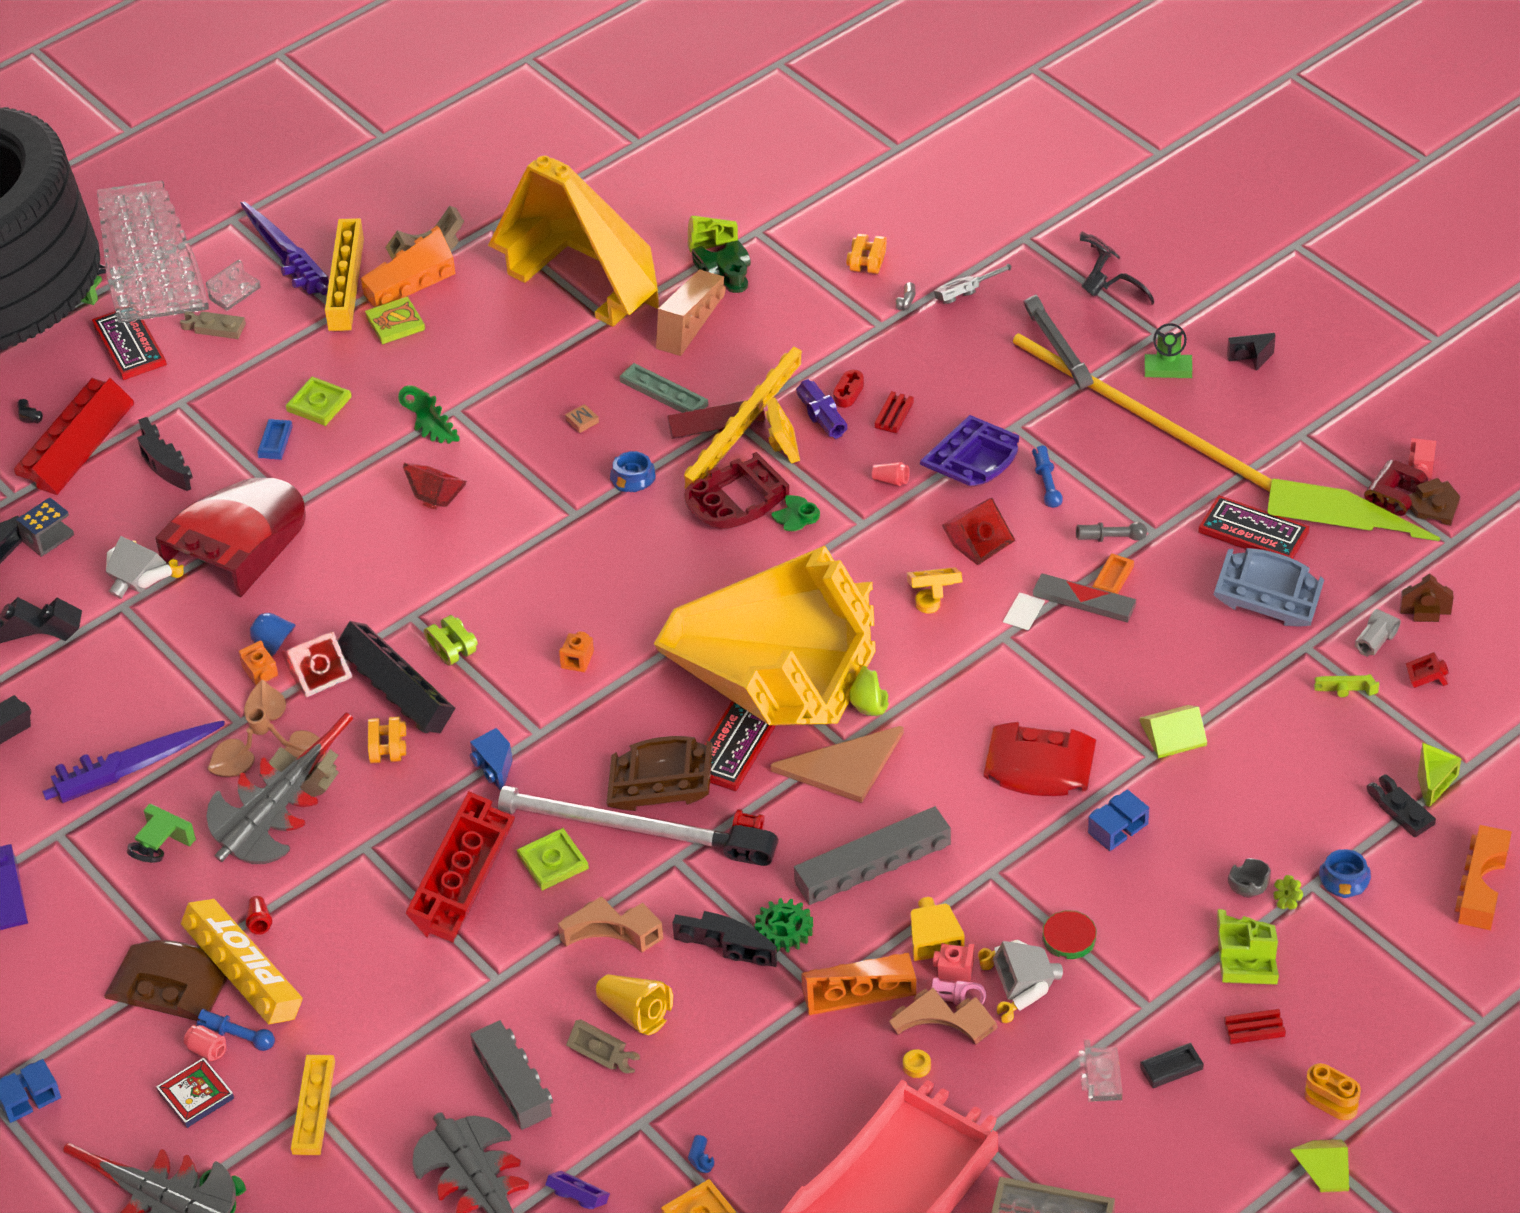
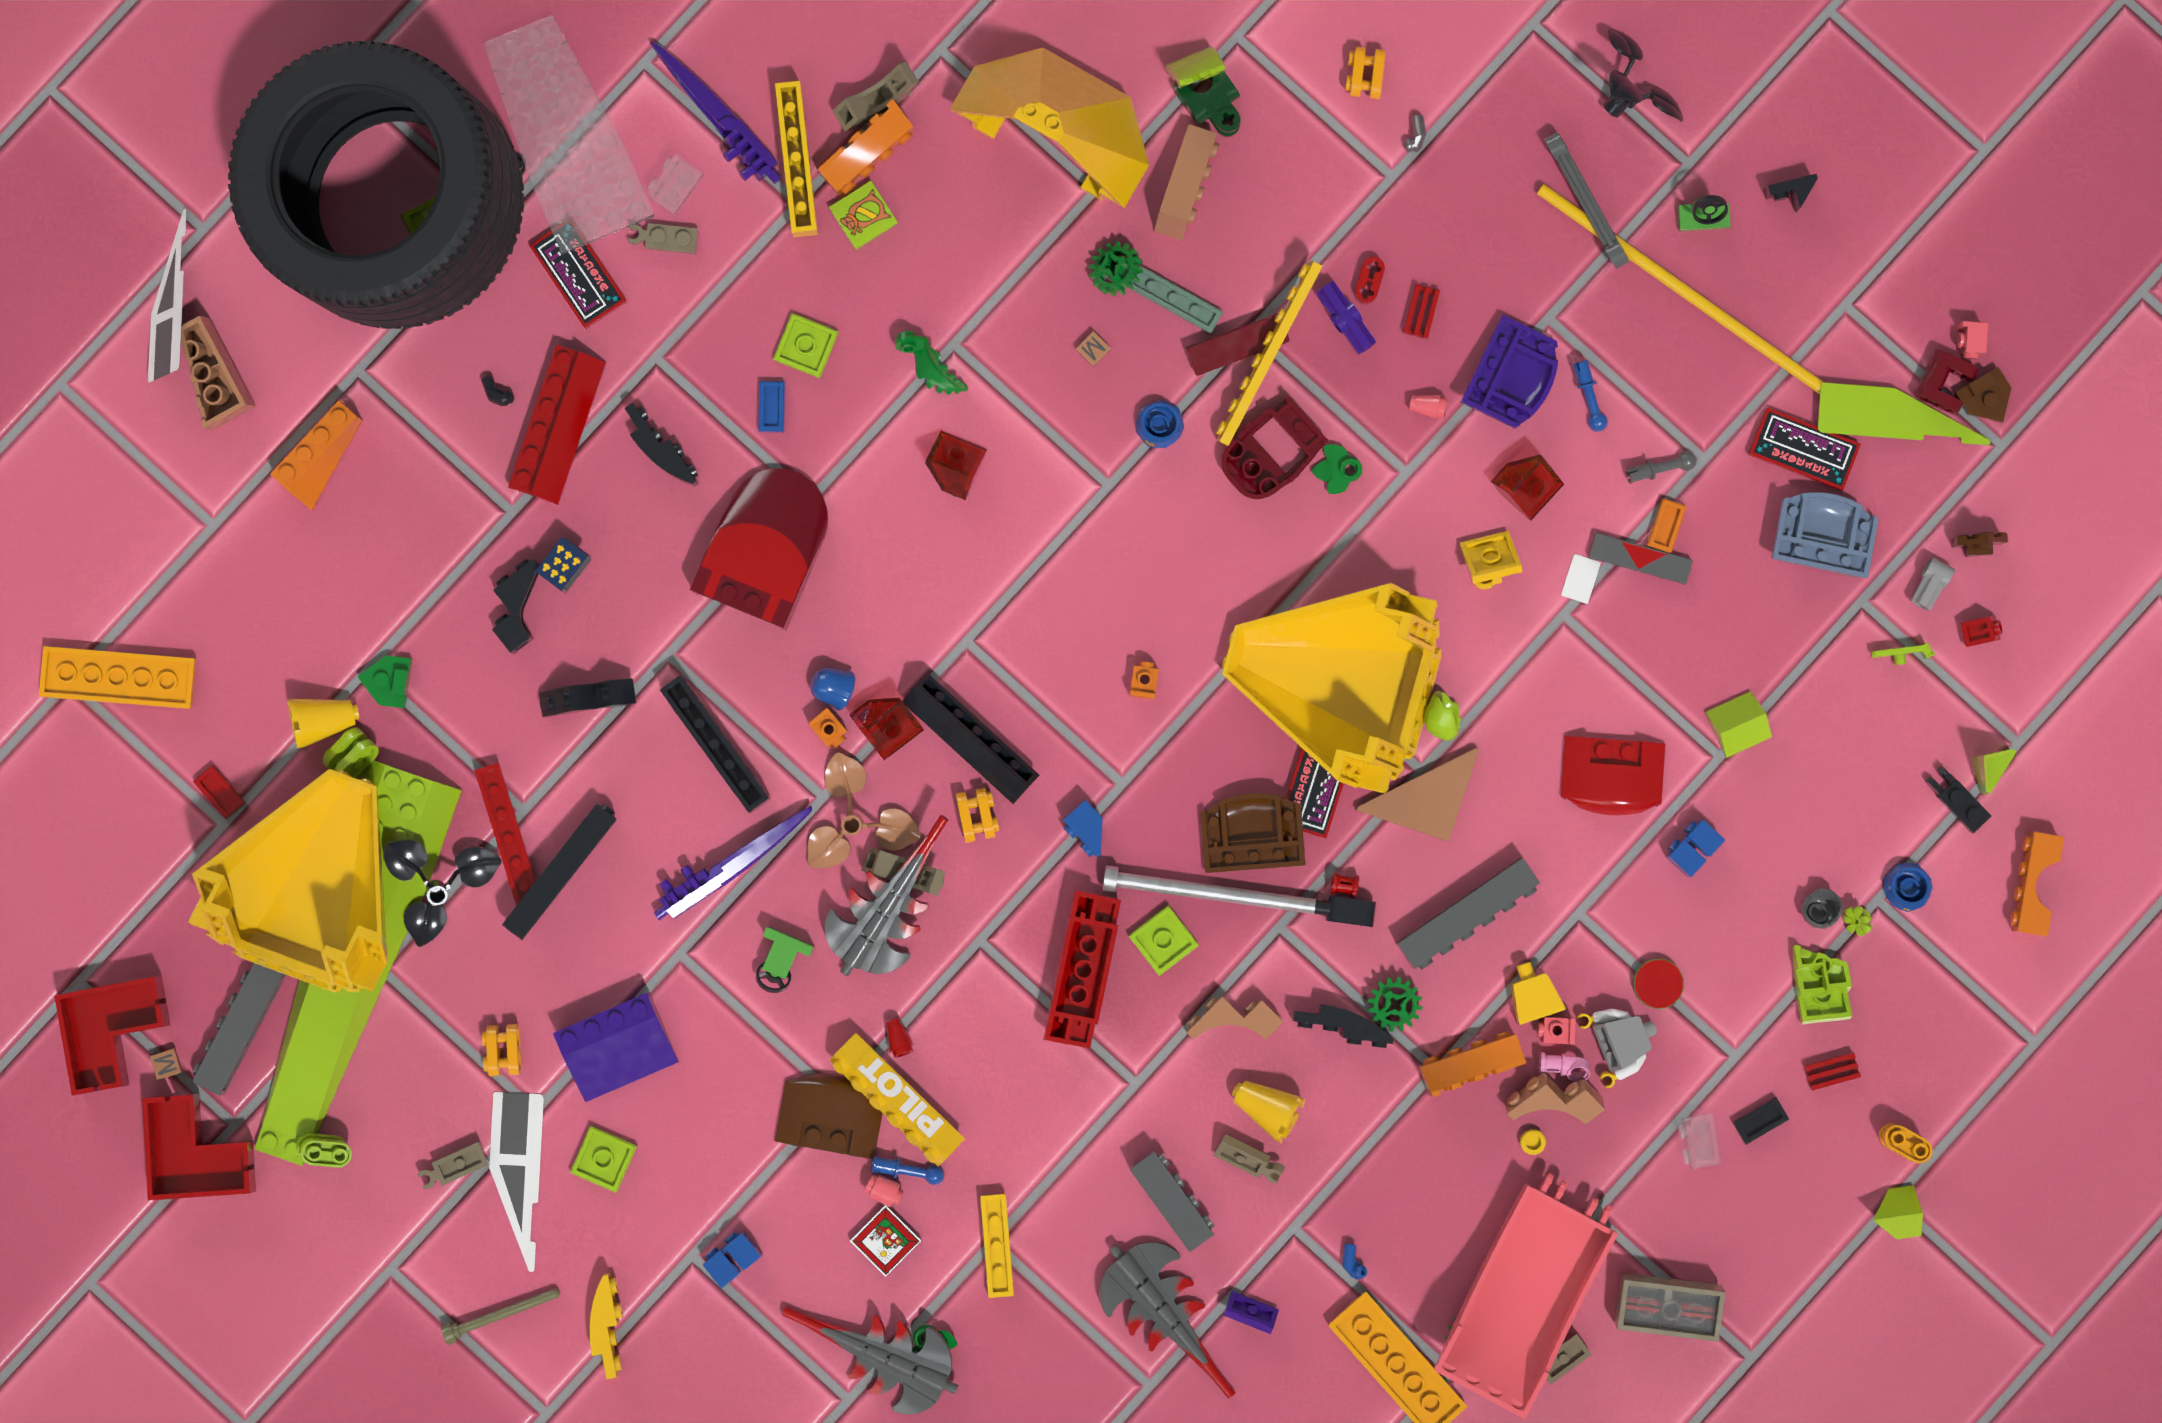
camera: 15 degrees left, 40 degrees up
(137, 567) = (671, 613): light grey torso -> none
(145, 663) = (715, 744): none -> black brick
(450, 639) = (1015, 663): lime brick -> none
(614, 361) = (1125, 271): none -> green gear
(781, 431) = (1311, 367): yellow hinge -> none
(964, 286) = (1474, 114): piece -> none

